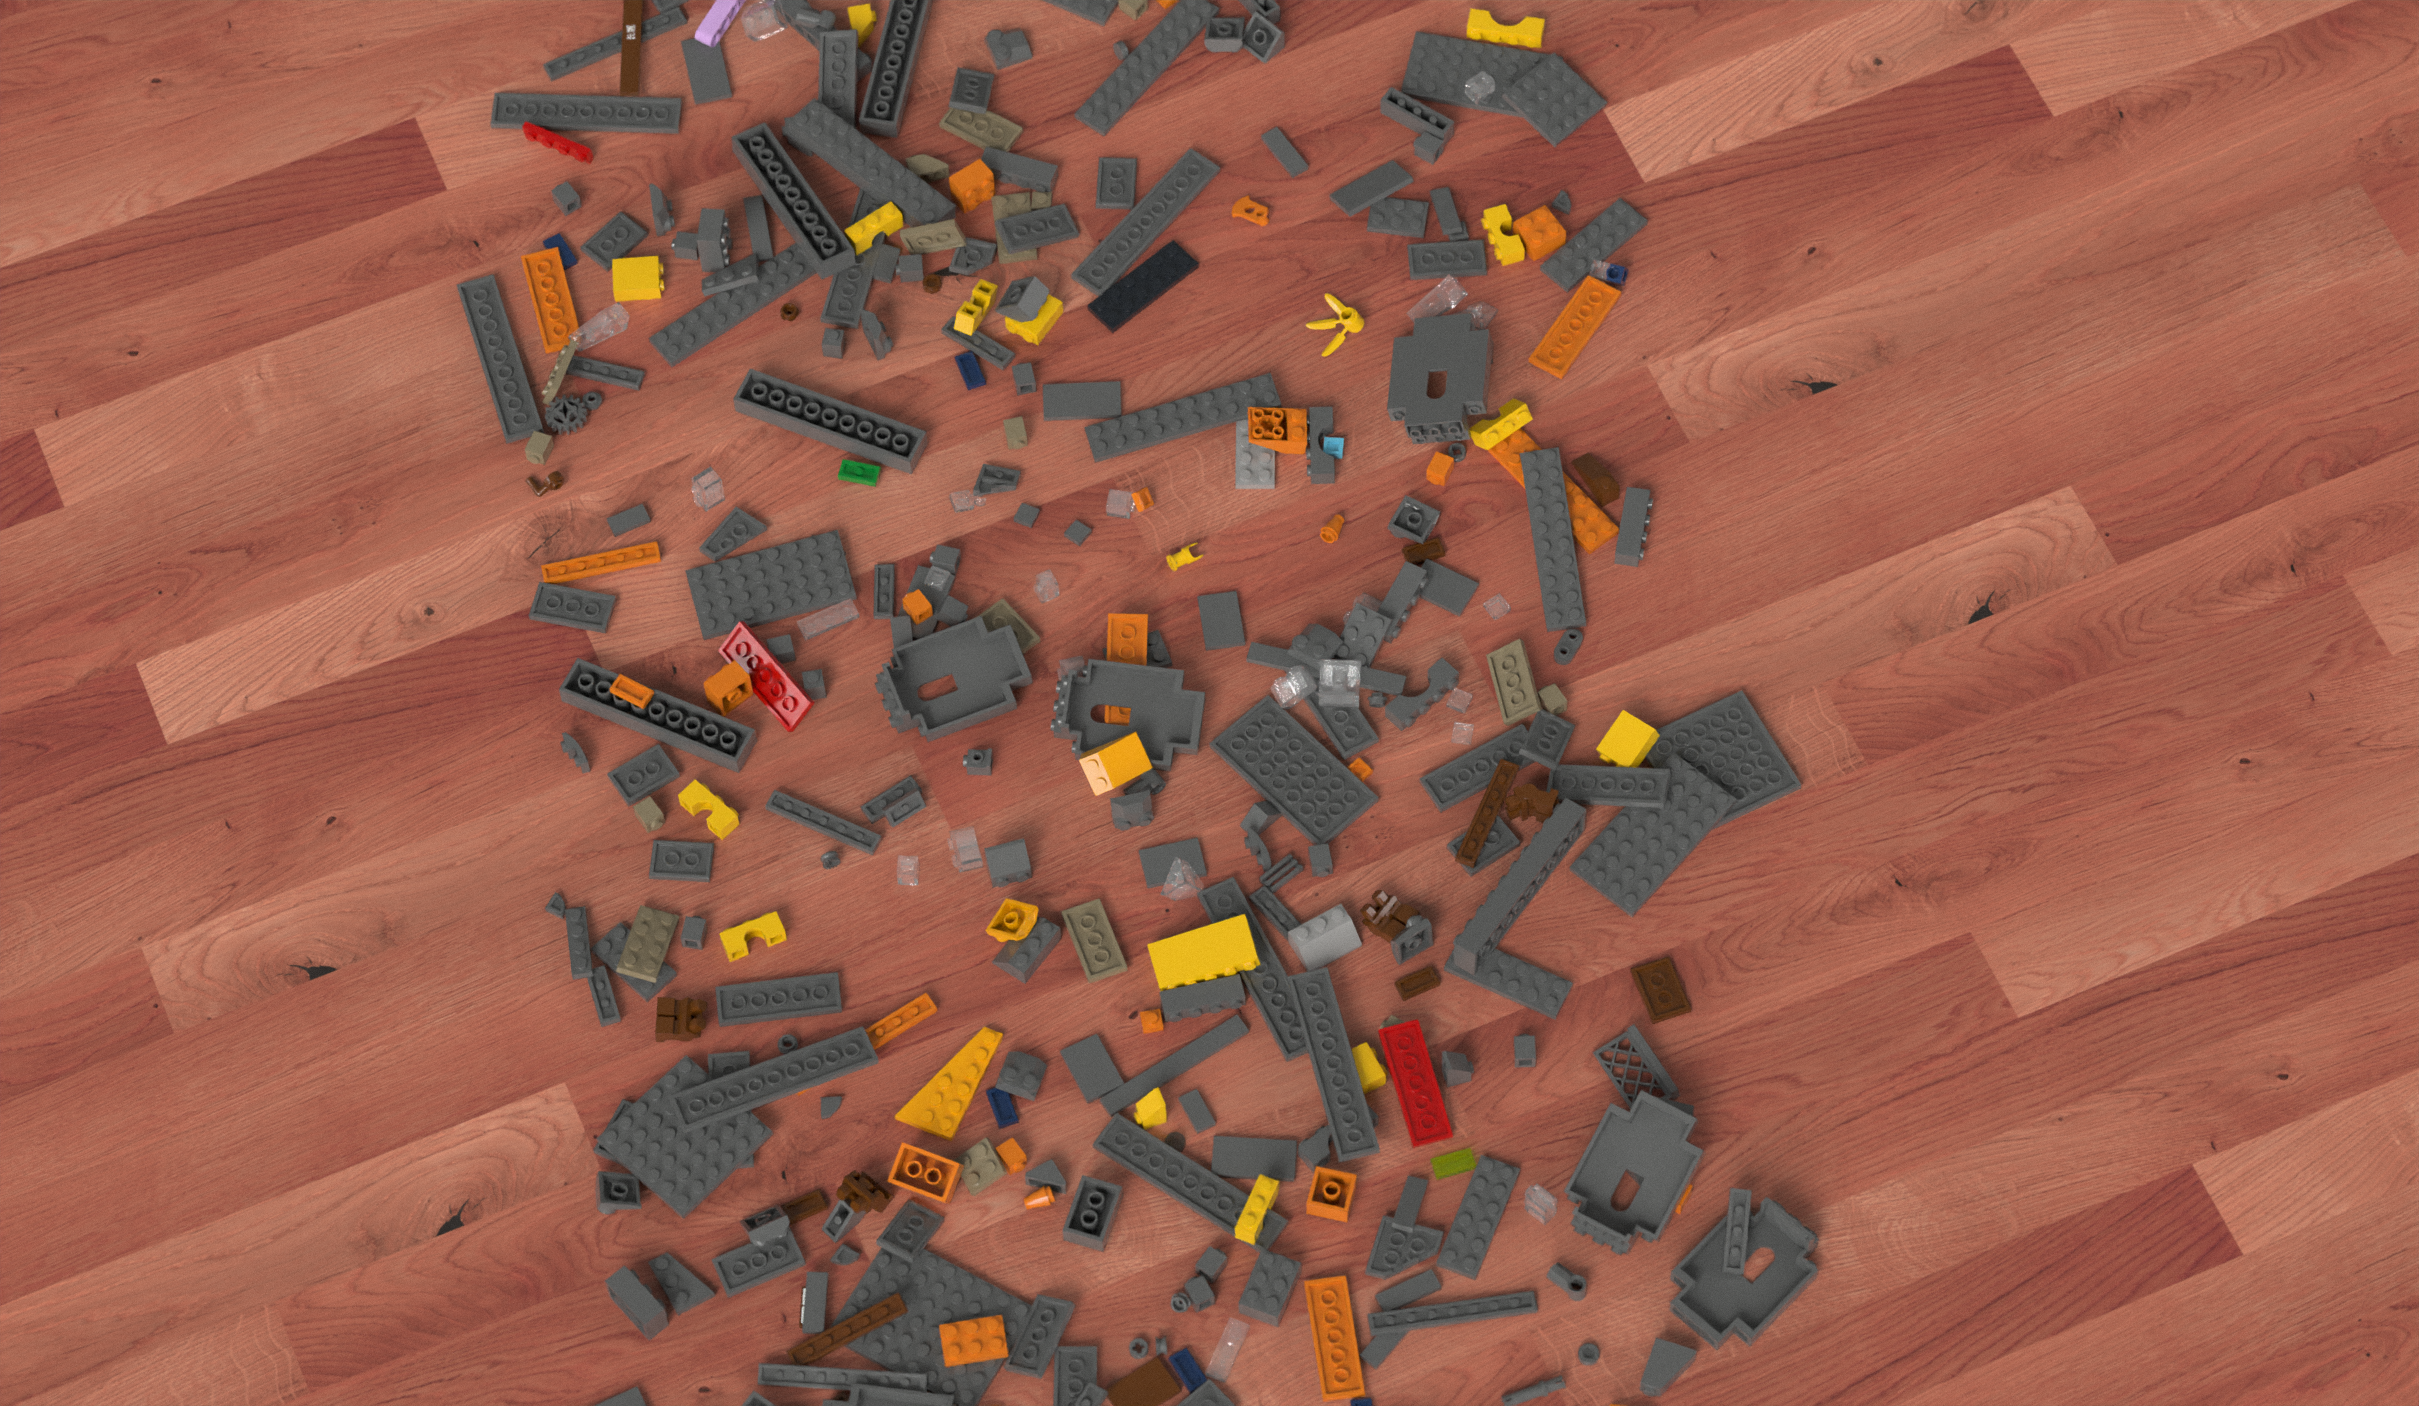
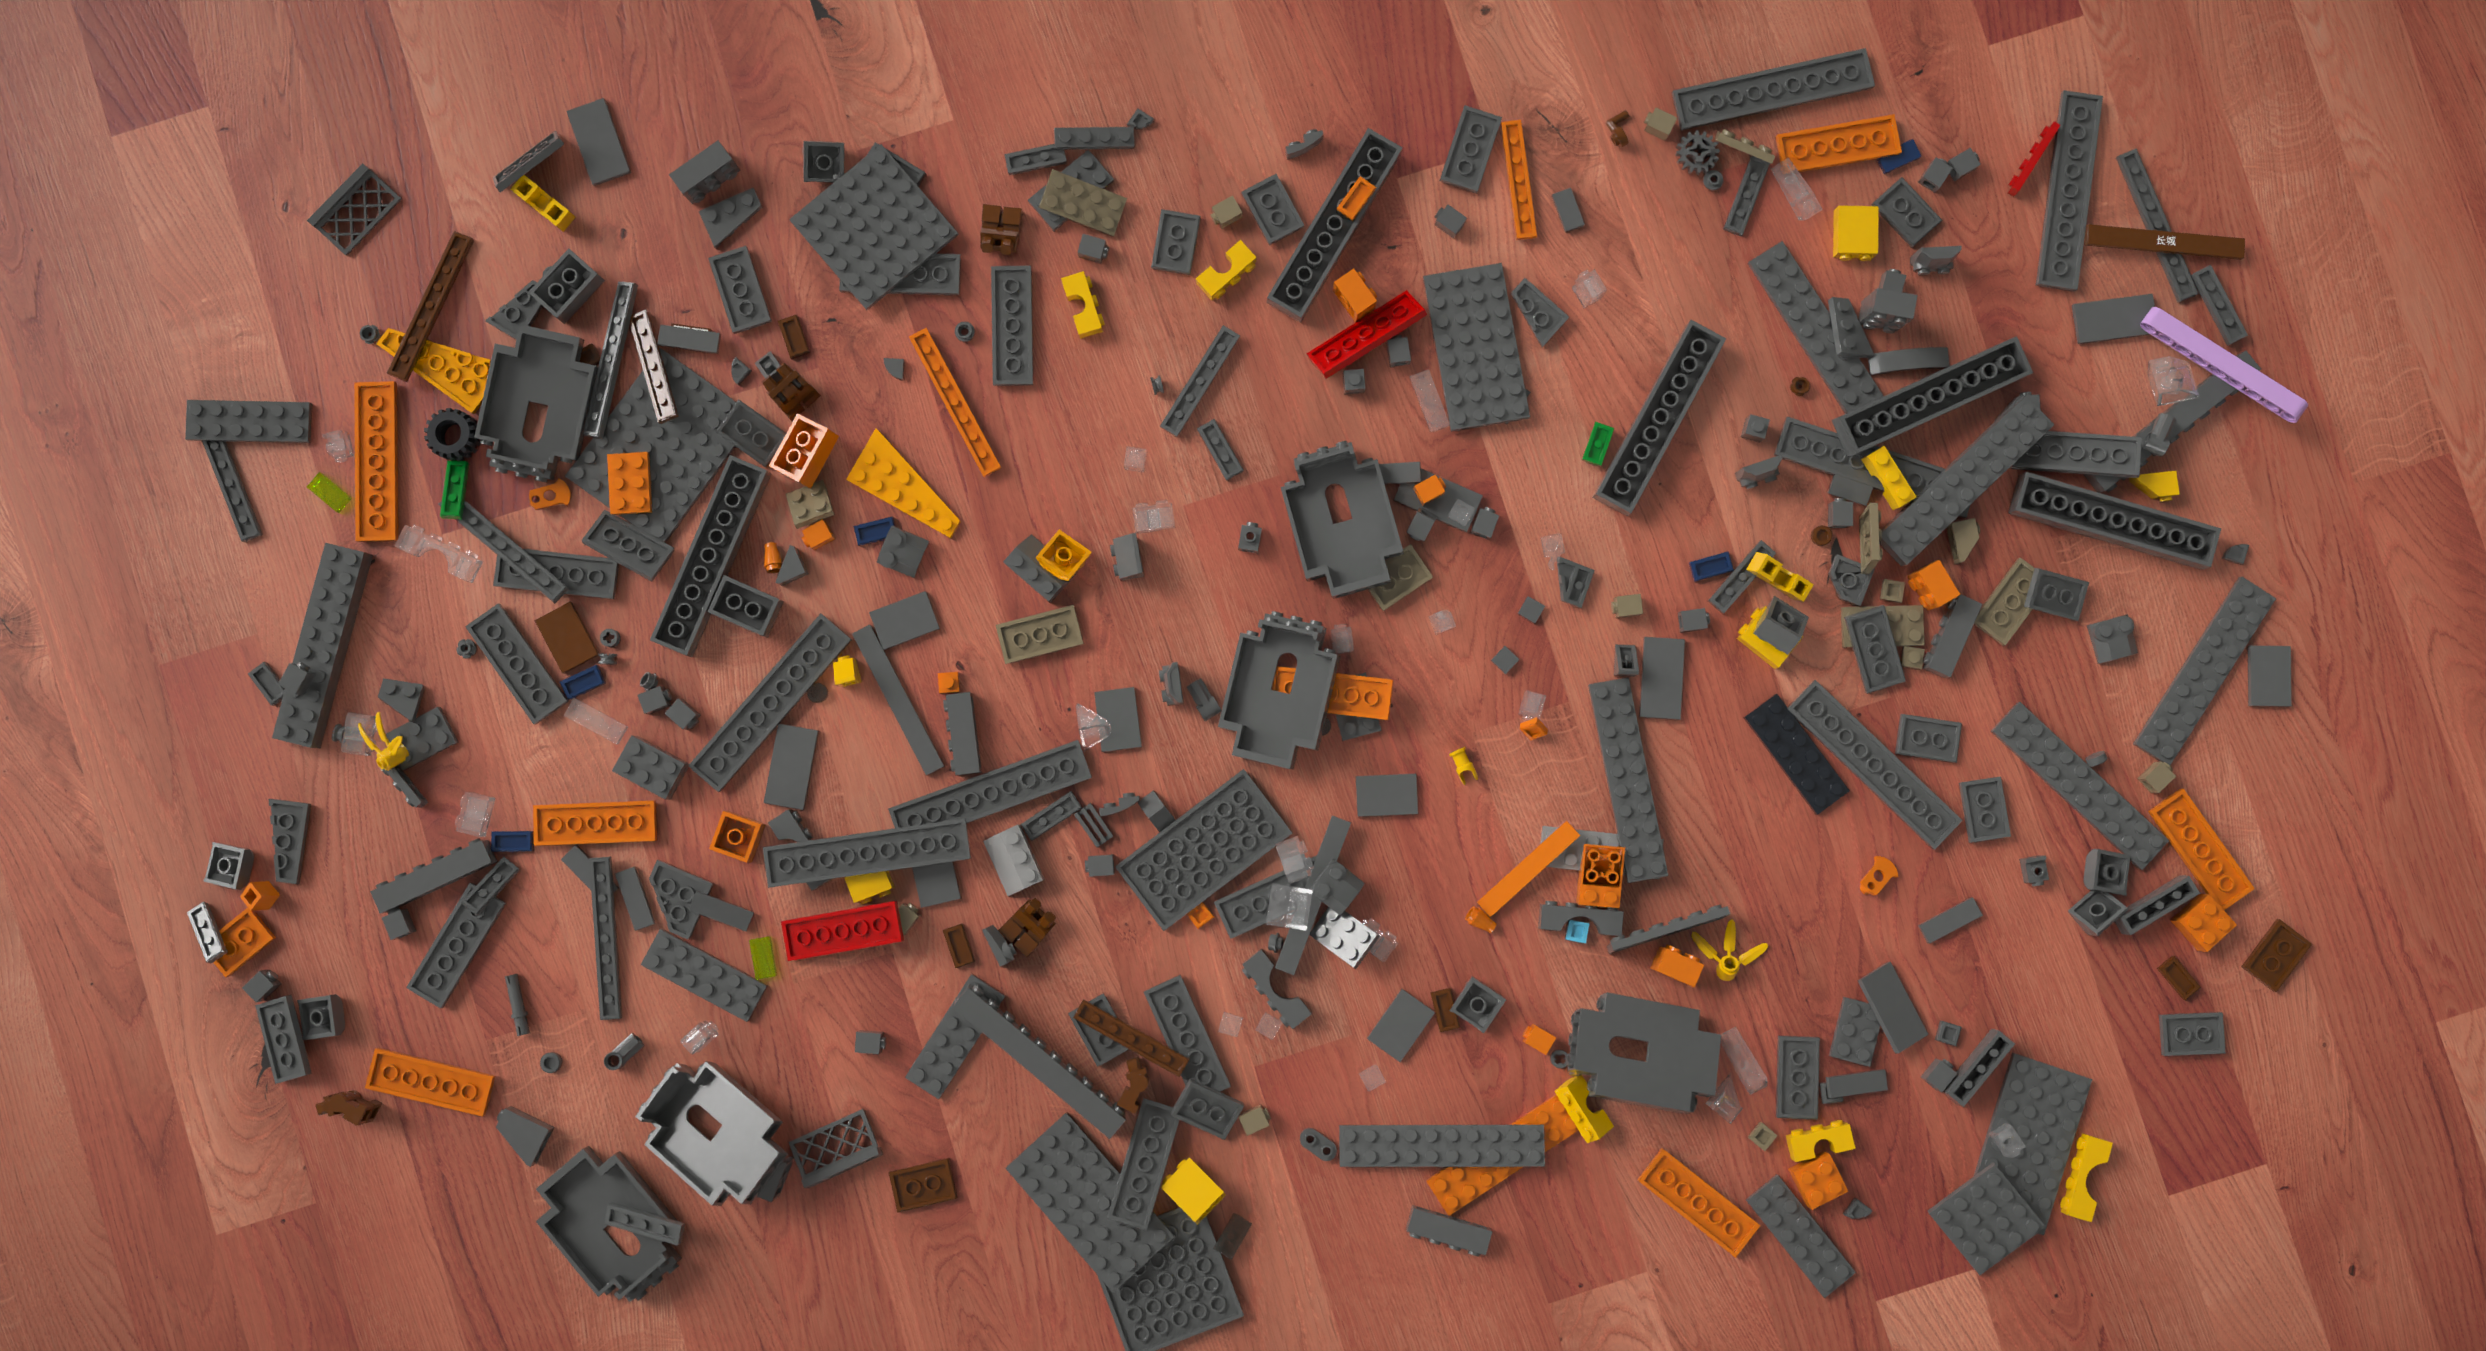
camera: 95 degrees right, 25 degrees up
(577, 219) = (1935, 174): none -> dark grey brick
(646, 617) = (1450, 220): none -> dark grey brick
(766, 1225) = (770, 296): dark grey slope -> none
(773, 1079) = (915, 312): dark grey plate -> none
(884, 591) = (1457, 459): dark grey tile -> none
(904, 807) = (1206, 460): dark grey plate -> none
(979, 221) = (1892, 591): none -> dark tan plate
(1043, 1252) = (710, 555): none -> dark grey brick
(1069, 430) = (1625, 660): none -> dark grey slope
(1115, 763) = (1222, 670): light orange slope -> none
(1178, 132) = (1984, 809): none -> dark grey plate
(1196, 1111) = (847, 716): dark grey tile -> none
(1204, 954) = (1004, 739): yellow brick -> none
(1229, 90) = (2028, 868): none -> dark grey brick
(1252, 1217) = (724, 763): yellow arch -> none
(1278, 491) = (1528, 868): none -> orange tile
(1320, 368) = (1674, 926): none -> dark grey plate
(1354, 359) = (1679, 967): none -> orange brick
(1359, 1009) = (936, 883): none -> dark grey tile
(1389, 145) = (1948, 1033): none -> dark grey tile
(1402, 596) = (1387, 980): dark grey brick -> none
(1456, 1068) = (855, 973): dark grey slope -> none
(1505, 281) = (1762, 1136): none -> dark tan plate
(1513, 682) = (1277, 1083): dark tan plate -> none
(1597, 479) = (1512, 1200): reddish brown slope -> none
(1609, 272) = (1760, 1247): leg -> none
(1667, 708) = (1232, 1236): none -> clear smoke plate

